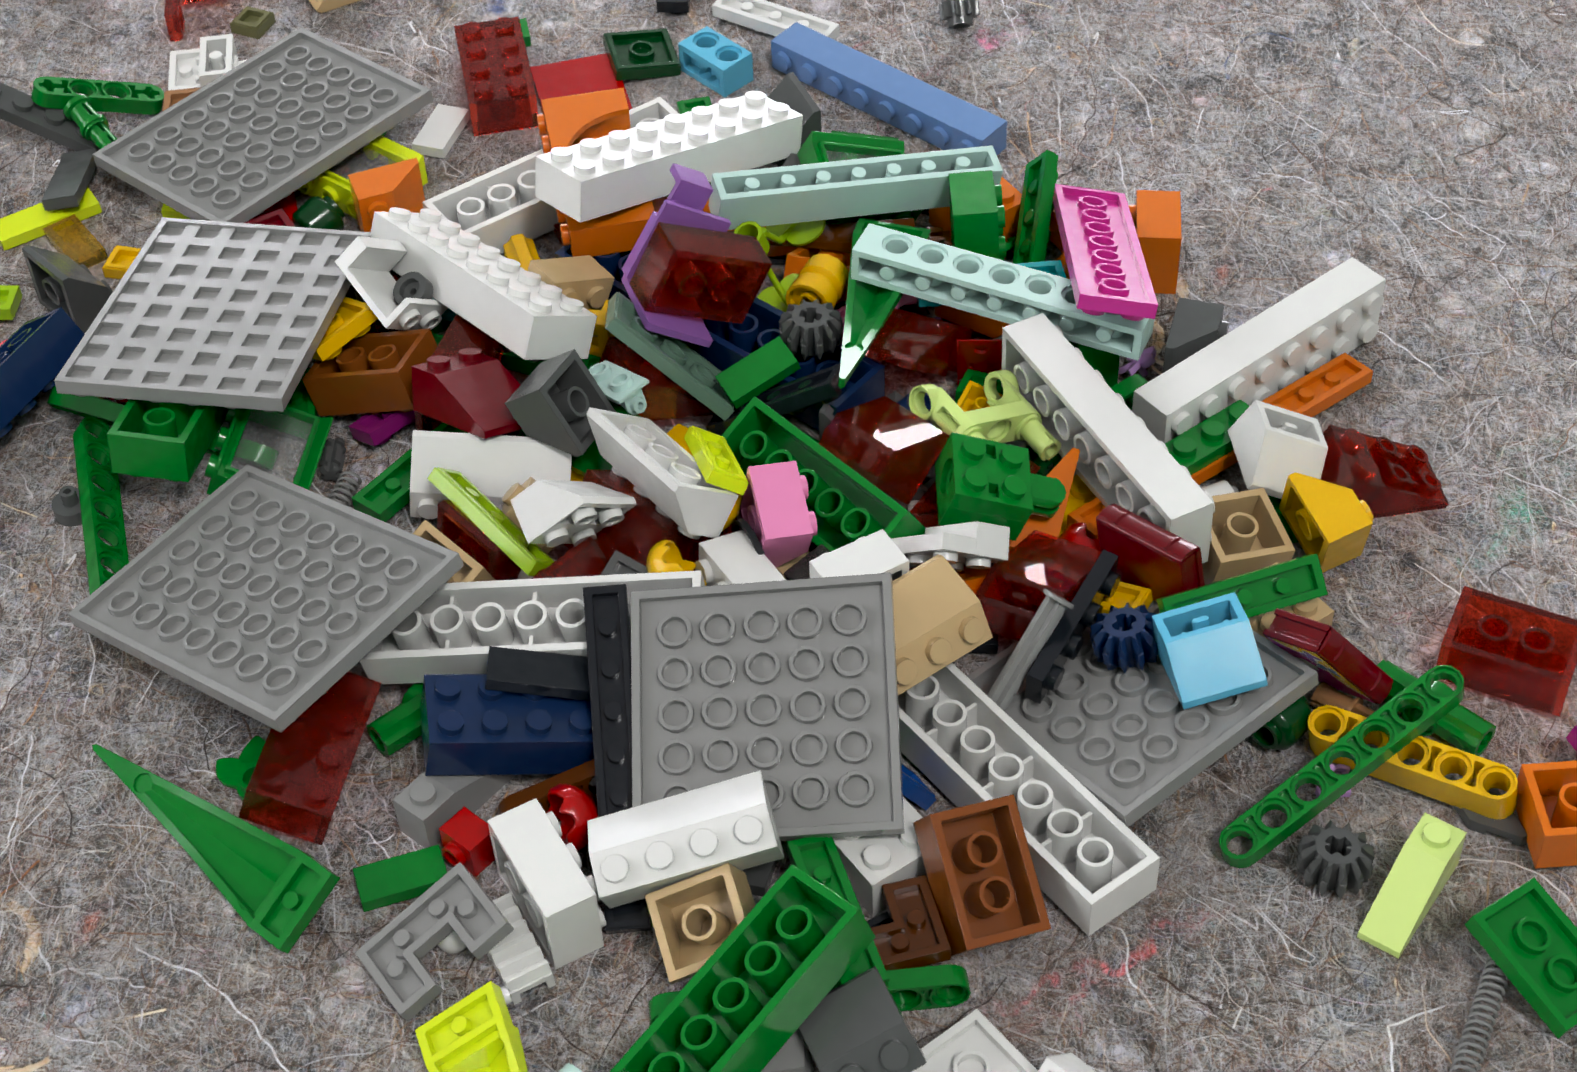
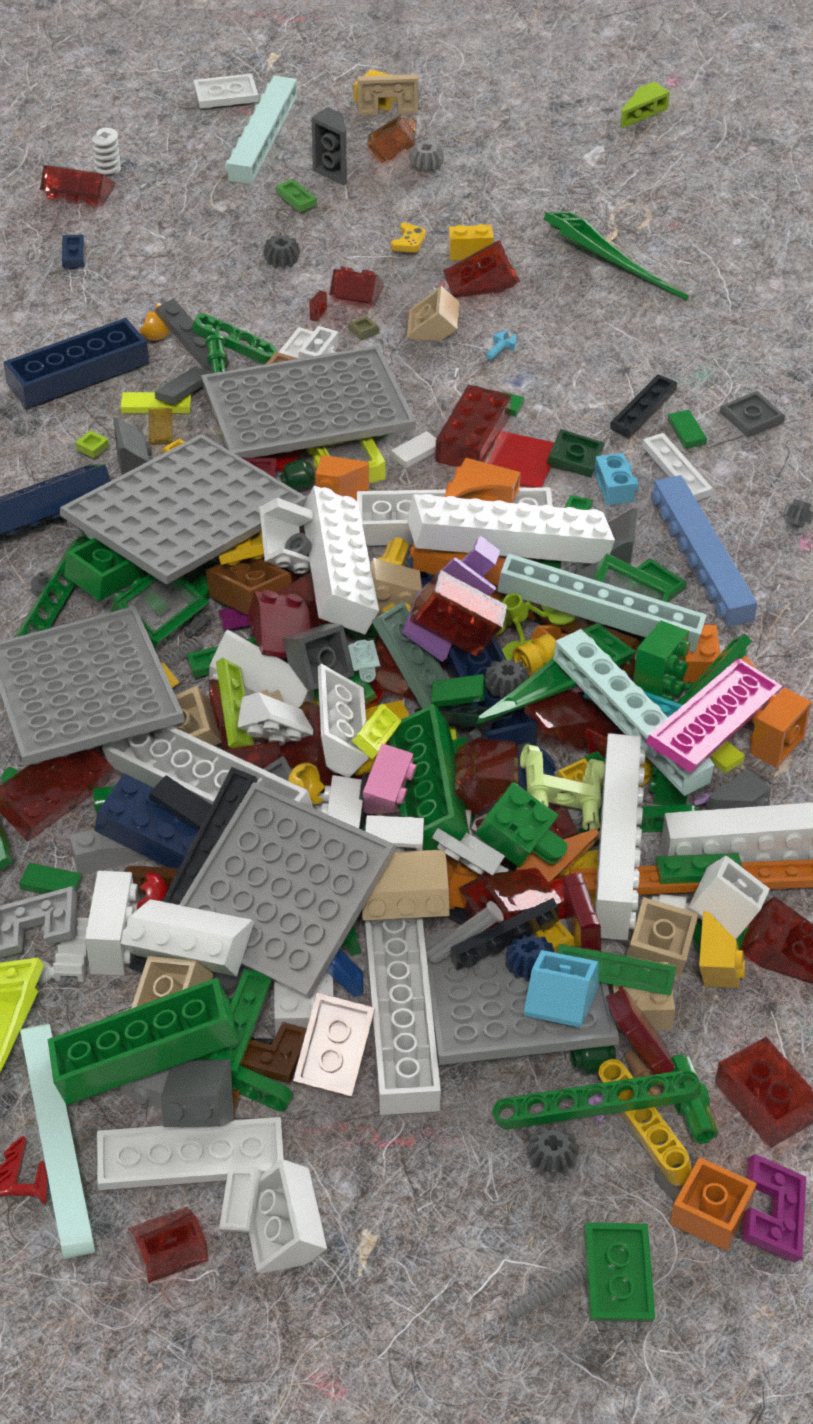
camera: 30 degrees right, 0 degrees up
(467, 841) = (88, 879): red plate -> none
(1413, 884) = (585, 1190): yellowish green slope -> none

